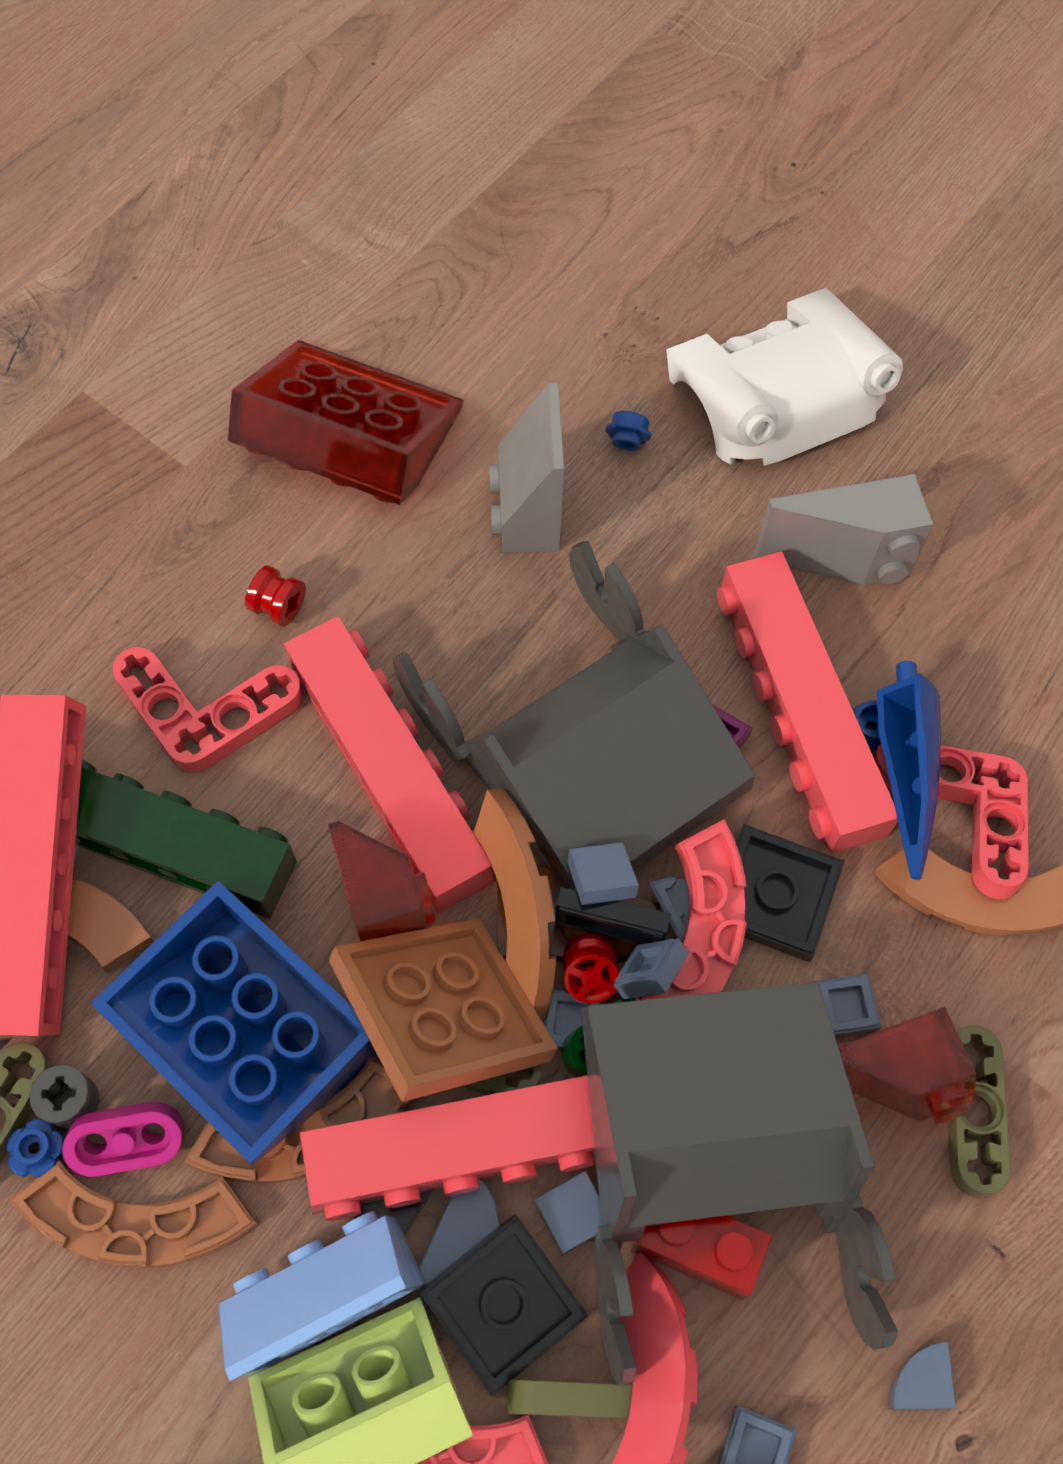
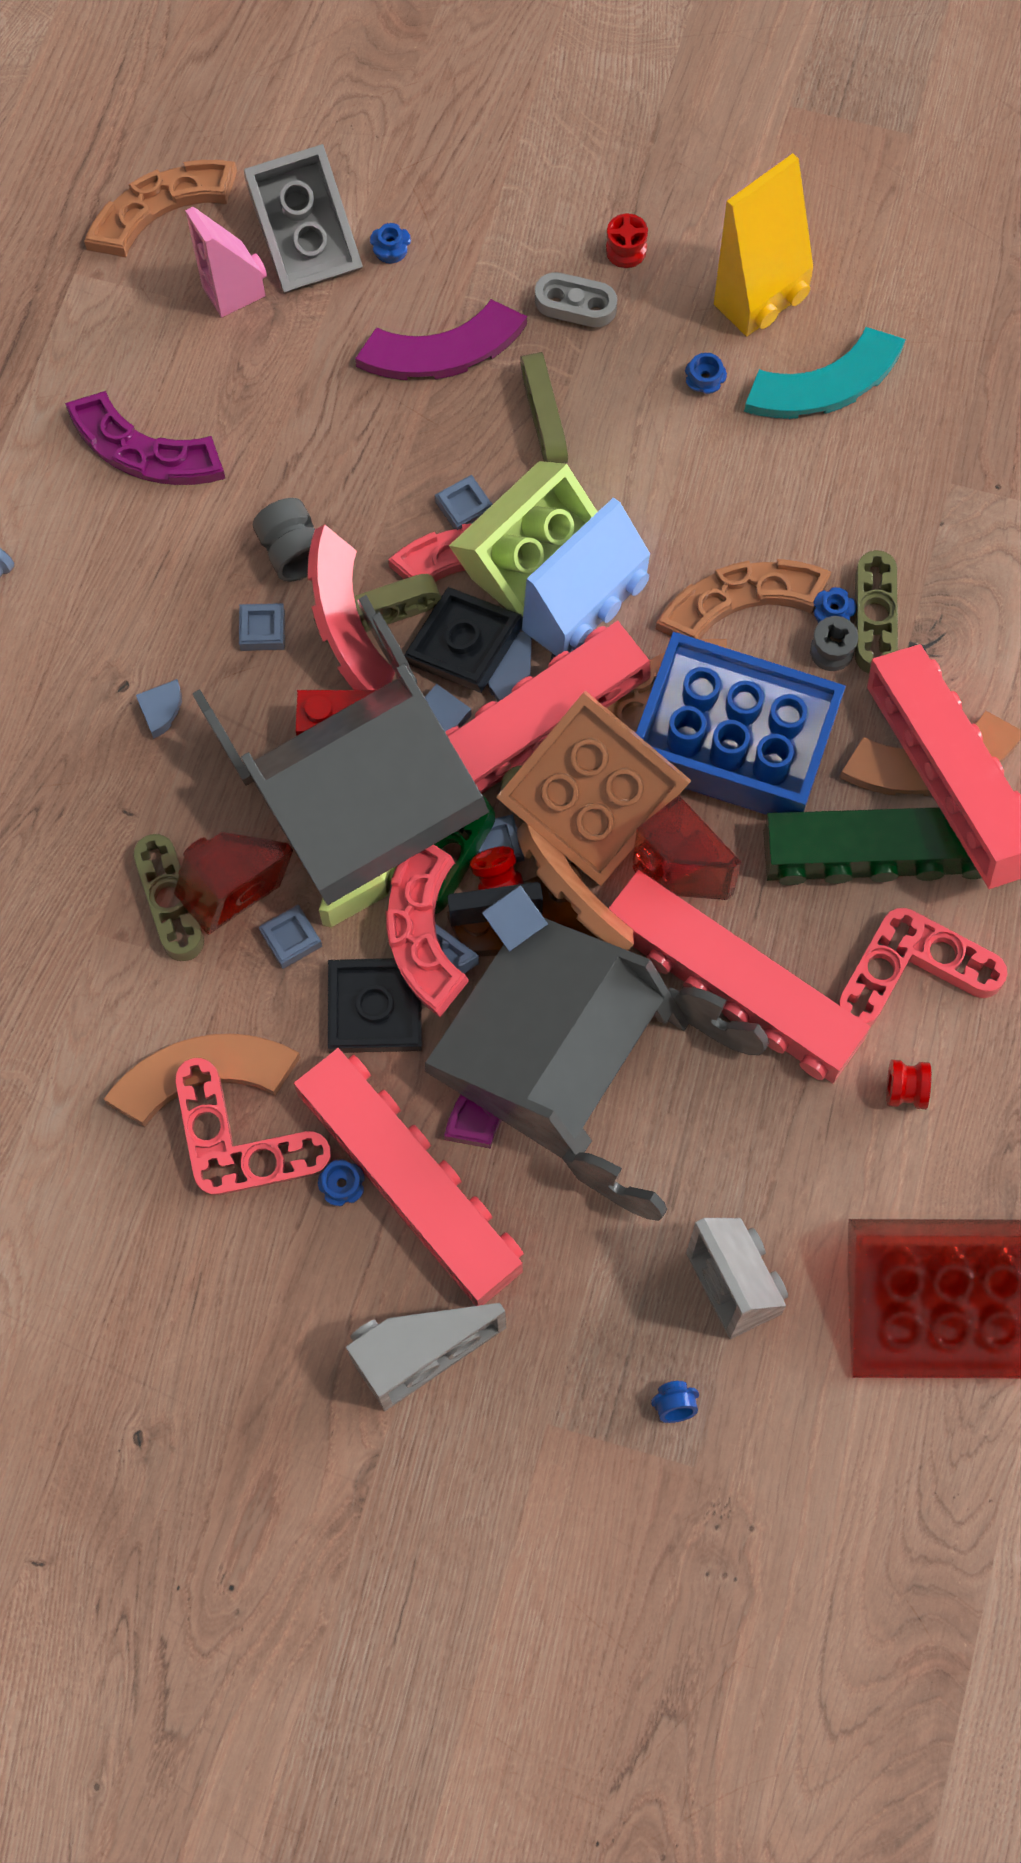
camera: 160 degrees right, 5 degrees up
(127, 1140) = (777, 631): dark pink plate -> none
(651, 968) = (448, 873): sand blue tile -> none
(789, 381) = (546, 1524): white piece -> none
(911, 748) = (301, 1152): blue piece -> none

